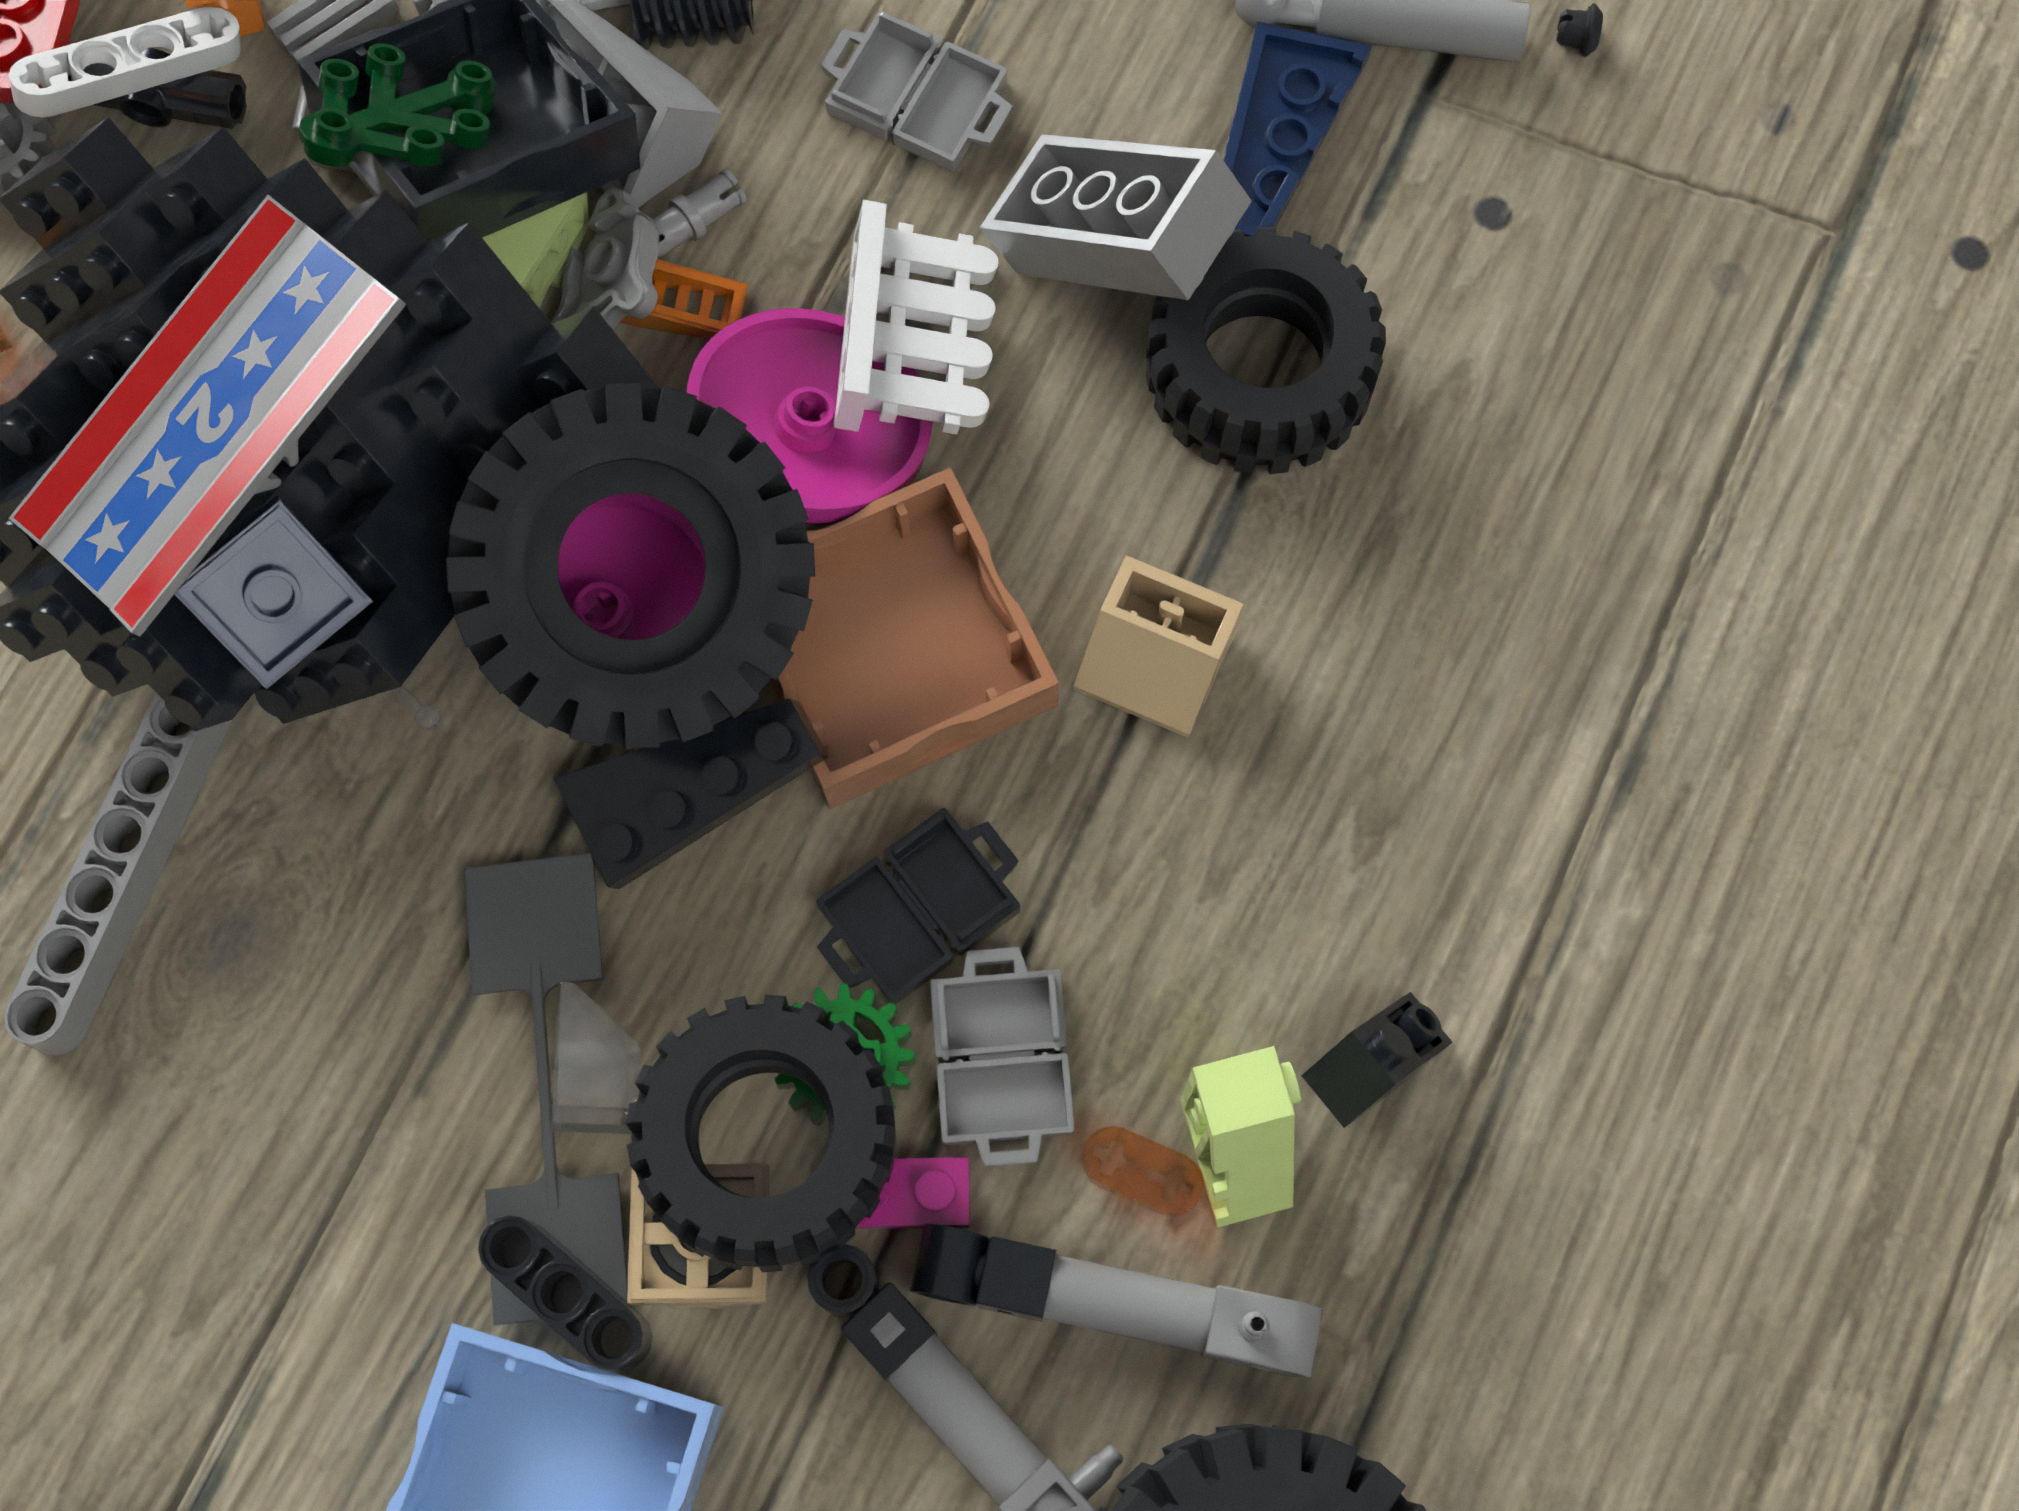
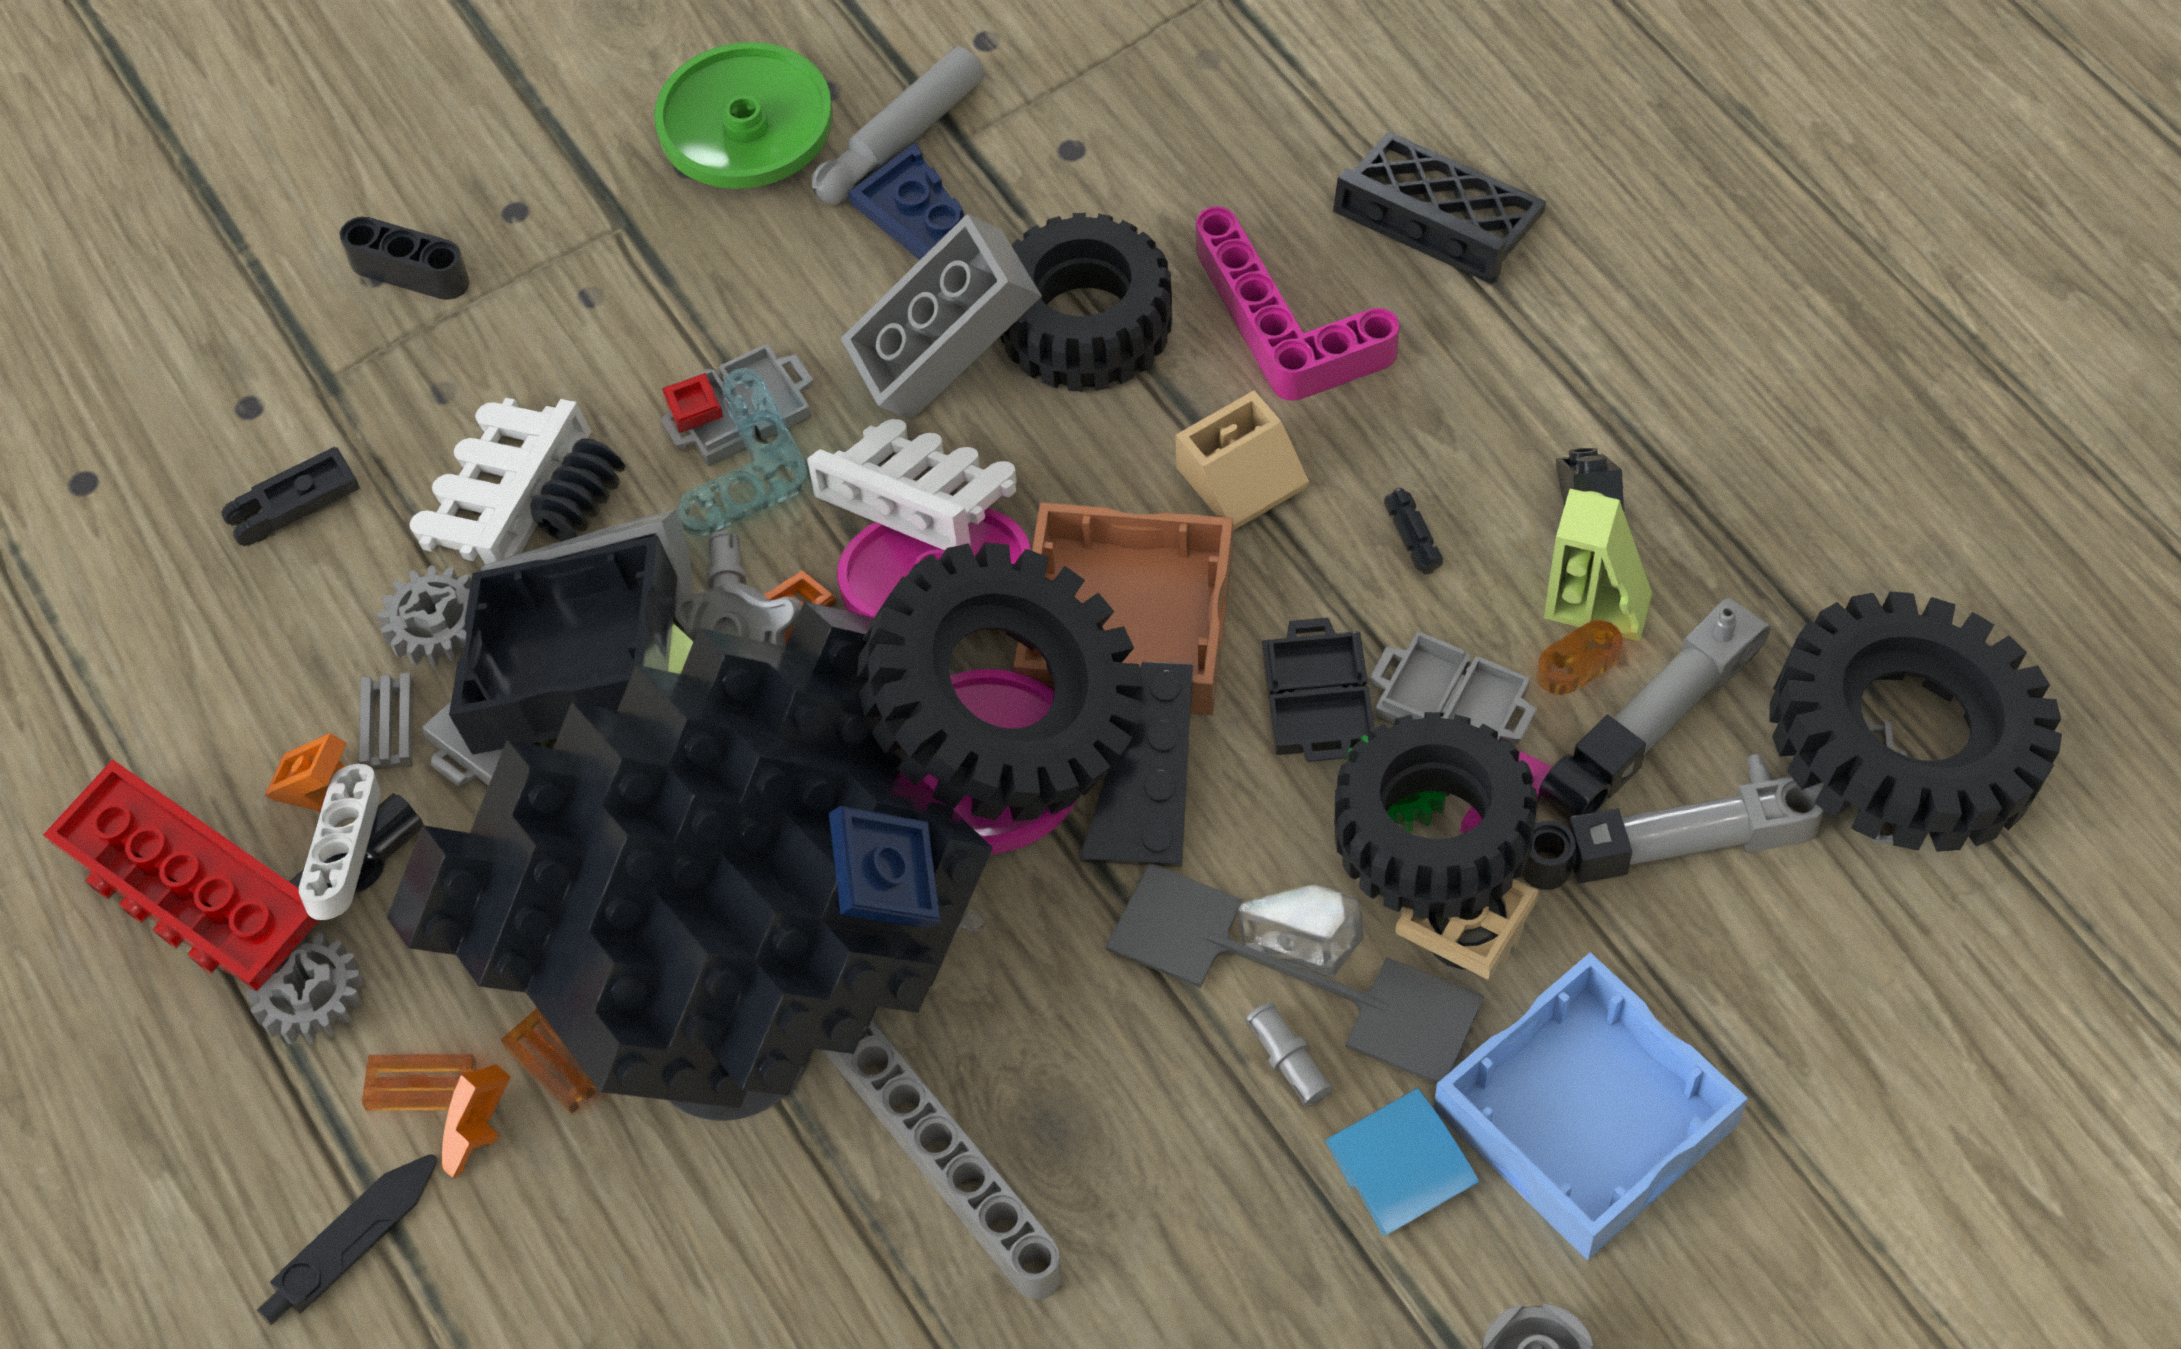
camera: 55 degrees left, 15 degrees down
(206, 413) = (752, 813): hinge -> none
(335, 137) = (544, 699): dark green plant -> none
(372, 1331) = (1401, 1161): none -> dark azure slope
(436, 1137) = (1288, 1054): none -> light grey pin
(533, 1286) = (1439, 1032): black beam -> none
(853, 158) = (764, 456): none -> clear light blue beam
(875, 45) = (692, 402): none -> red tile
(1198, 887) = (1413, 531): none -> black axle
(1388, 562) = (1291, 360): none -> dark pink beam
(1580, 28) = (987, 37): black piece -> none
(1638, 644) = (1427, 224): none -> black fence

